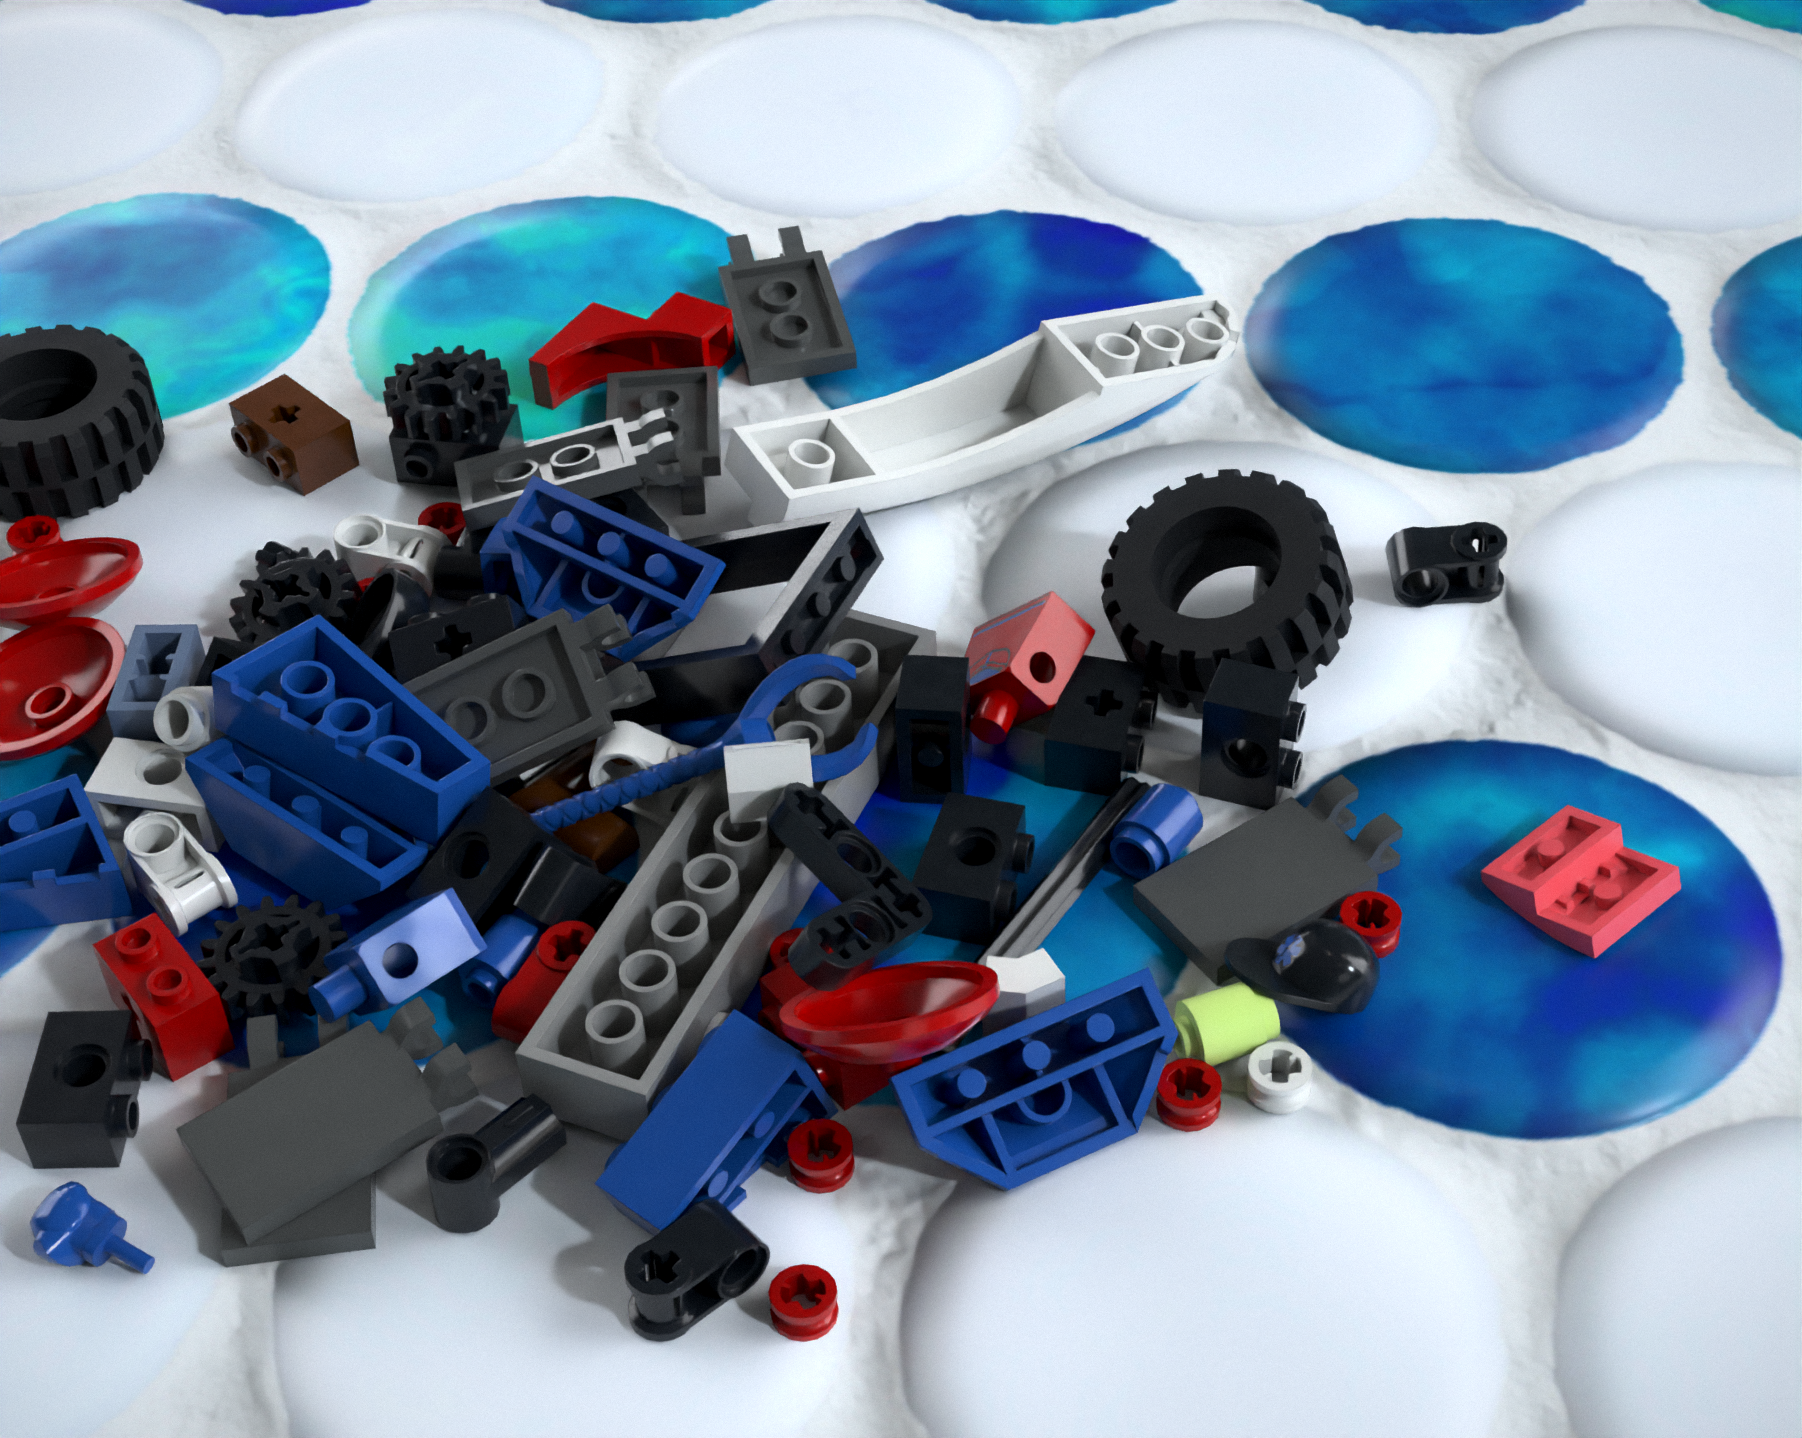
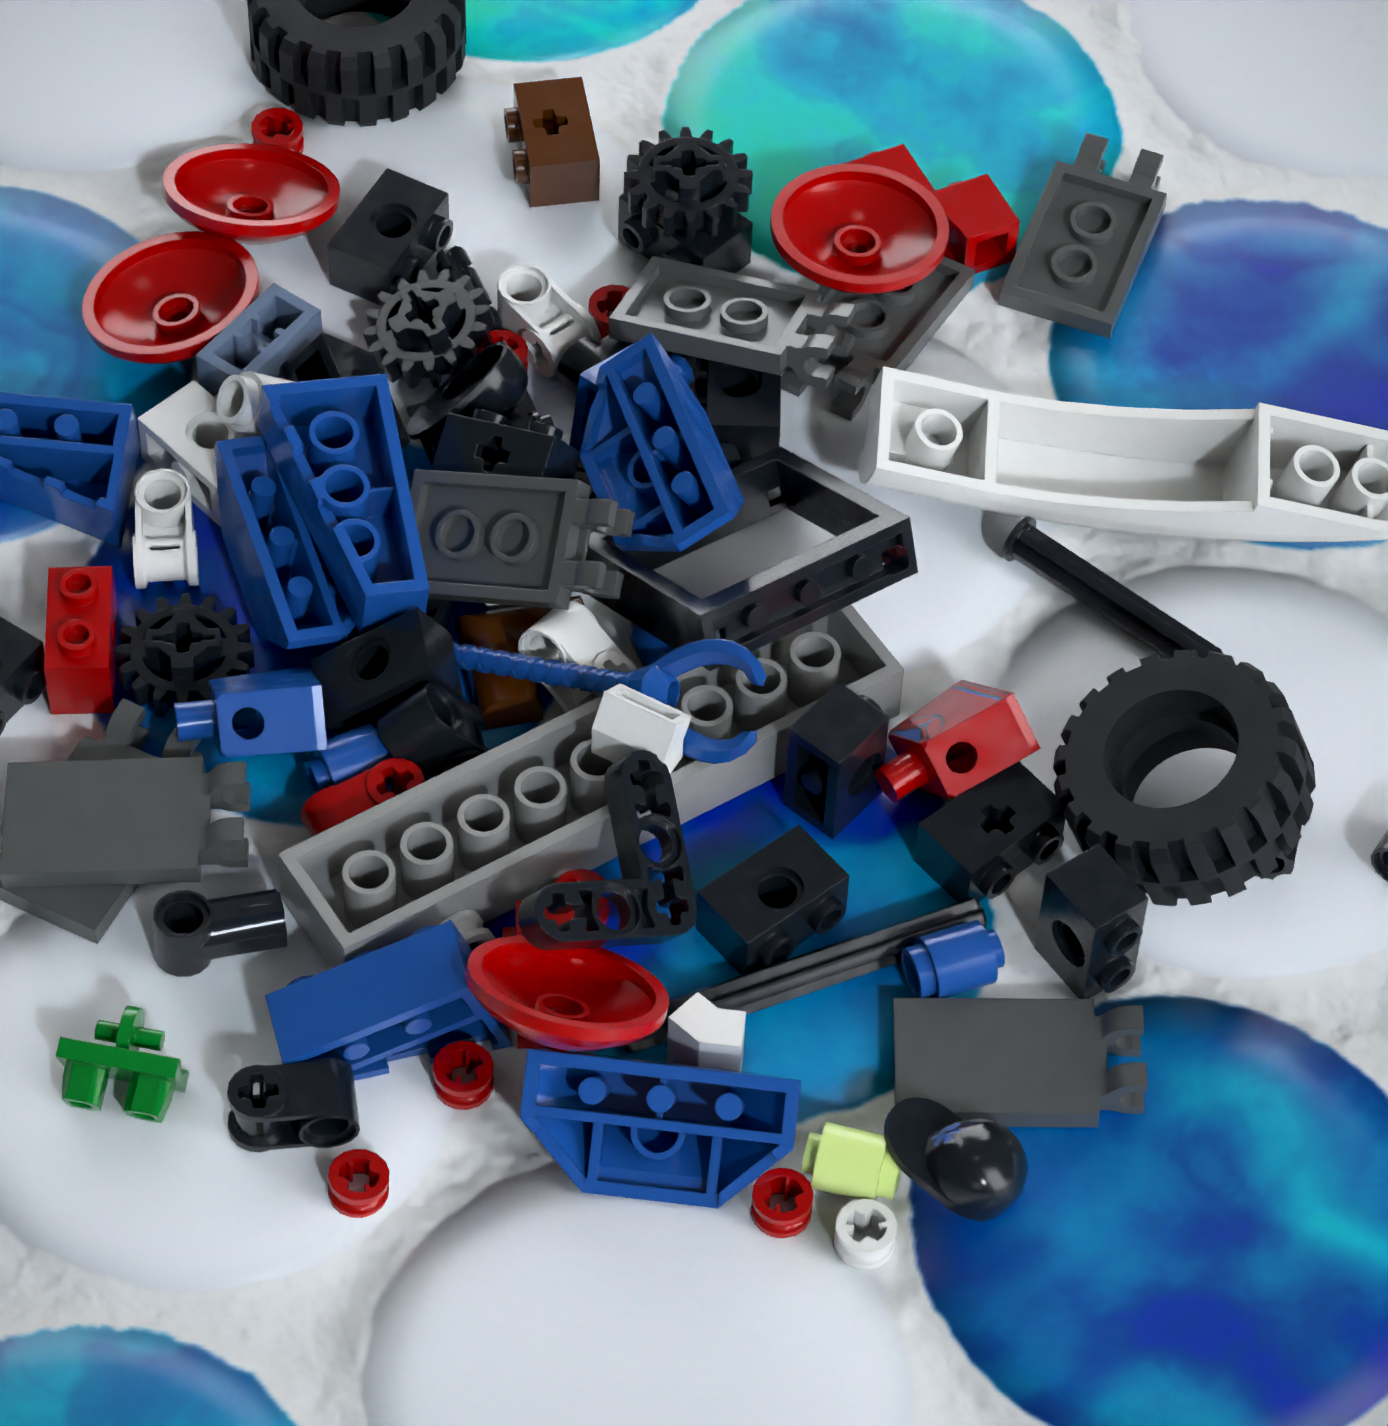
camera: 30 degrees right, 10 degrees up
(203, 561) = (389, 236): none -> black brick
(465, 1345) = (150, 1075): none -> green hips
(615, 363) = (859, 228): none -> red dish
(1017, 523) = (1101, 592): none -> black axle
(1375, 908) = (1064, 1132): red bush -> none
(1580, 881) = (1274, 1223): coral slope -> none

